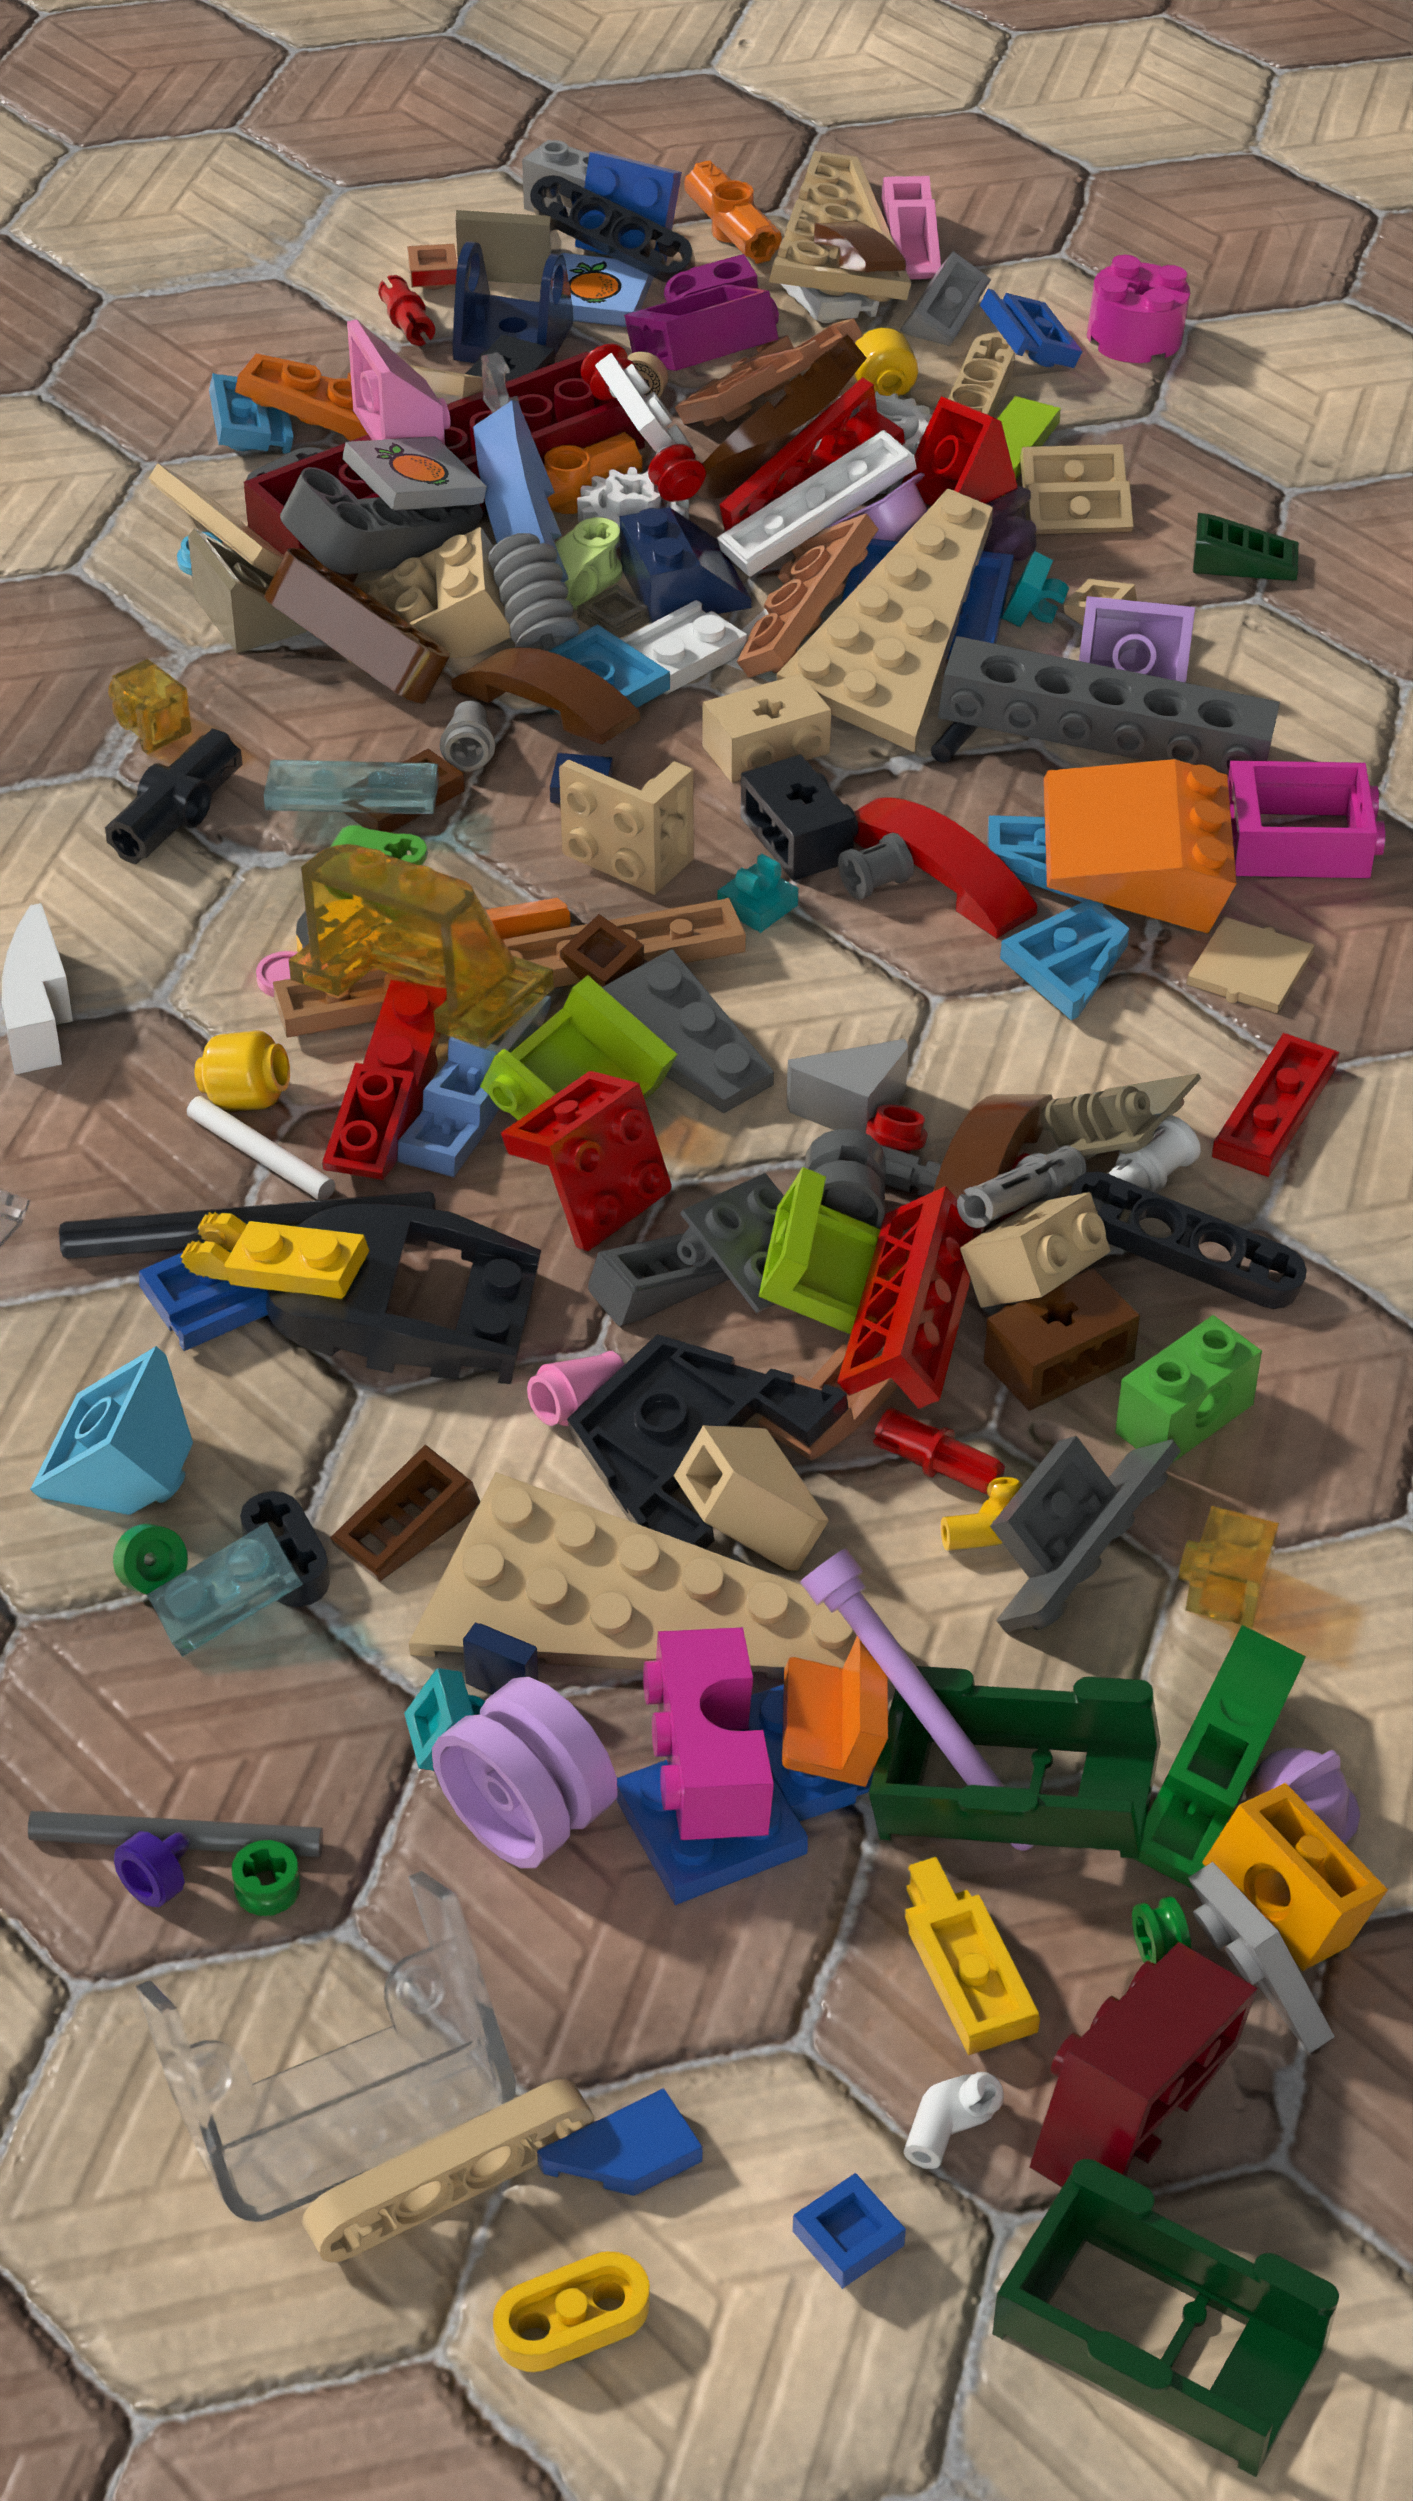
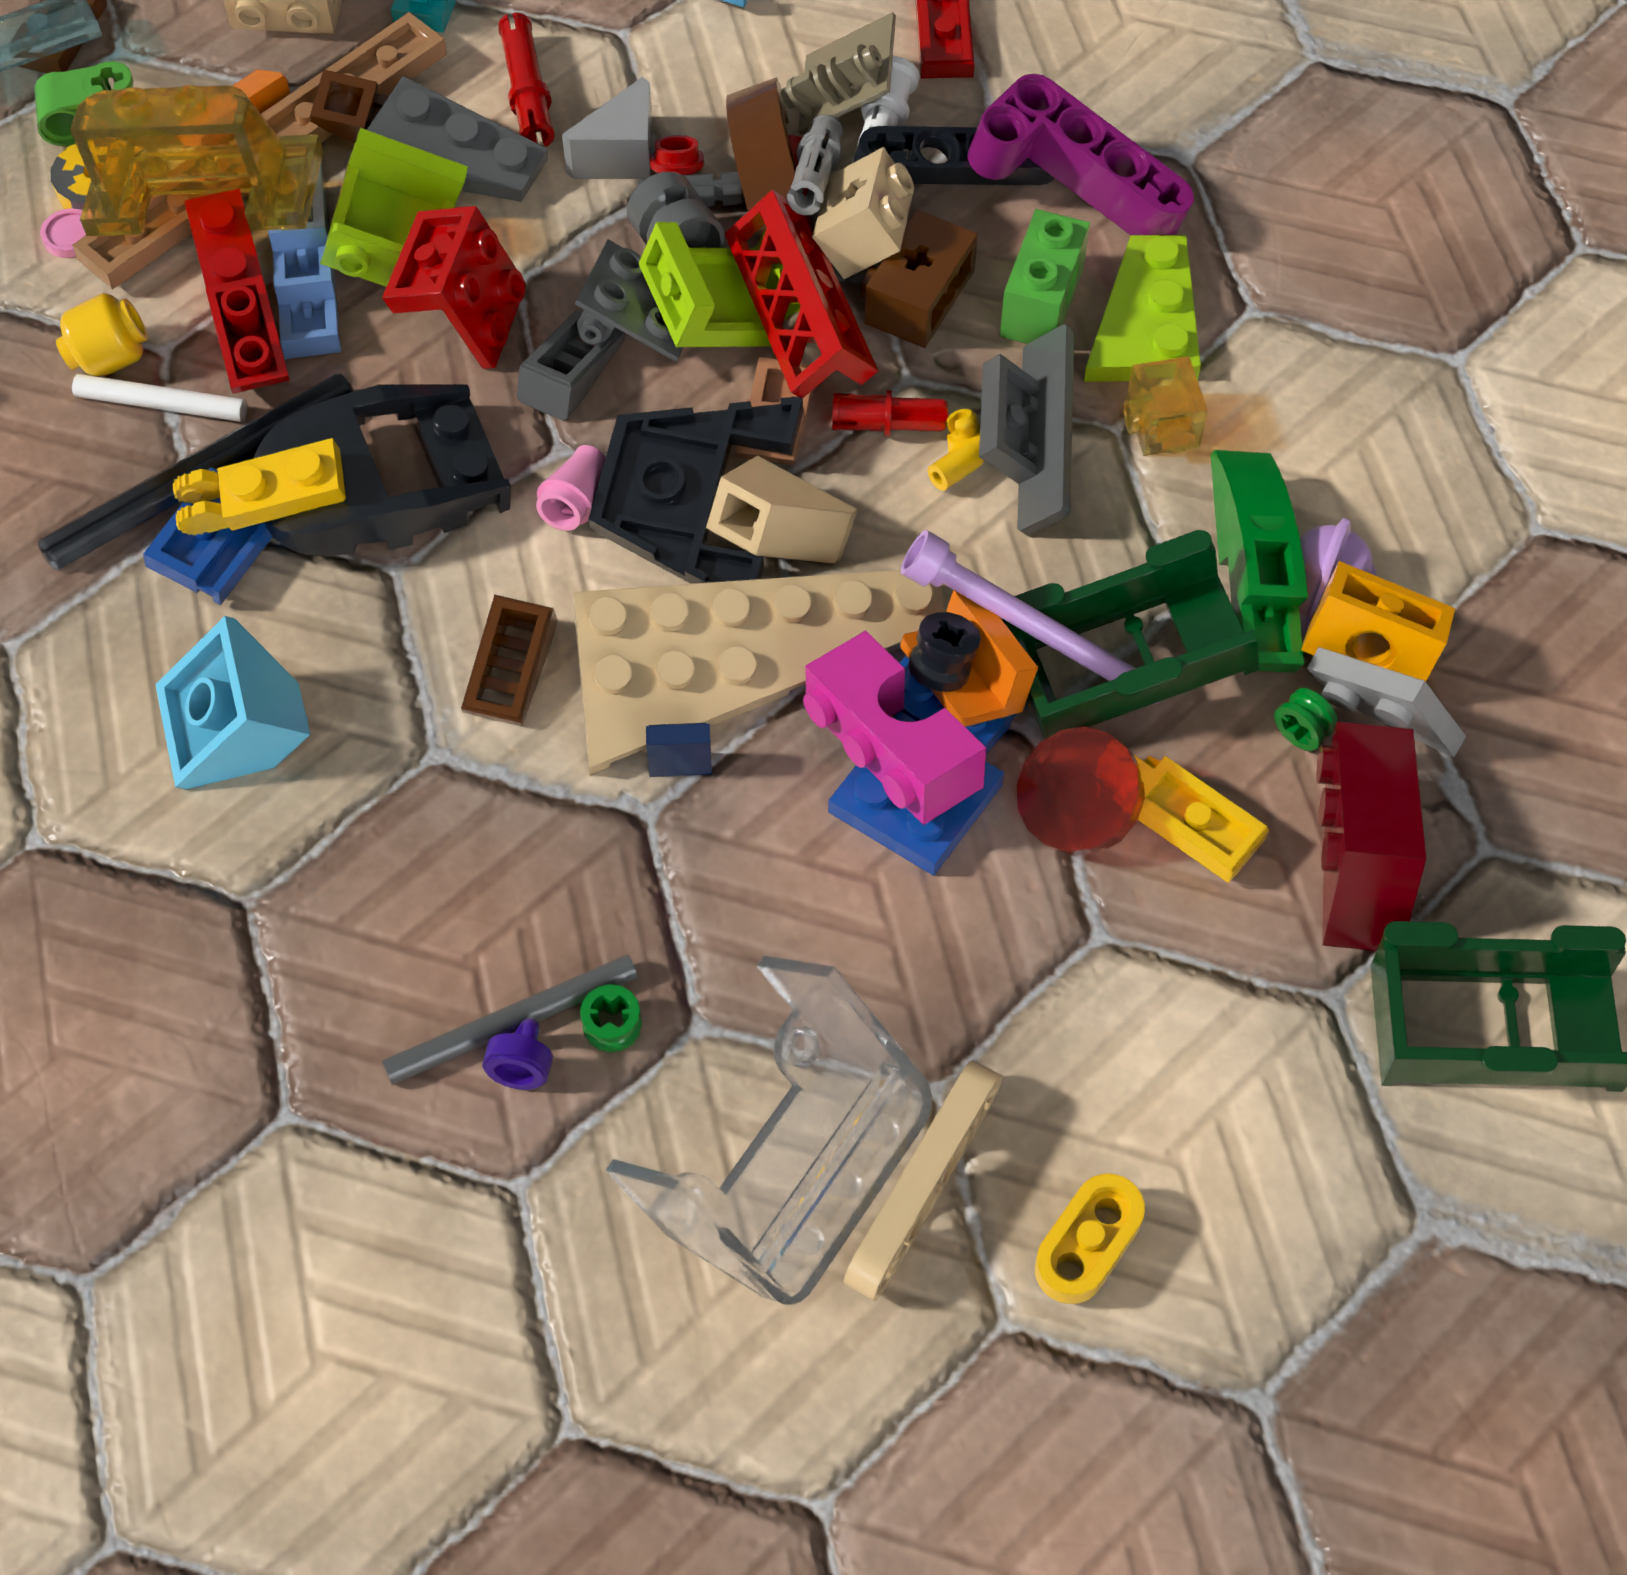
camera: 30 degrees left, 15 degrees up
(149, 1557) = (330, 799): green tile -> none
(224, 1589) = (410, 795): clear light blue plate -> none
(298, 1542) = (423, 744): black beam -> none
(436, 1709) = (665, 818): teal tile -> none
(524, 1772) = (774, 831): lavender wheel -> none
(627, 2148) = (1038, 1086): blue tile -> none
(795, 1014) = (528, 94): none -> red pin
(809, 1684) = (944, 651): none -> black wheel
(848, 2230) = (1242, 1065): blue plate -> none
(866, 1886) = (1080, 791): none -> clear red tile
(949, 2110) = (1246, 931): white arm -> none
(1287, 1471) = (1148, 311): none -> lime wing
(1309, 1280) = (1083, 153): none -> magenta beam

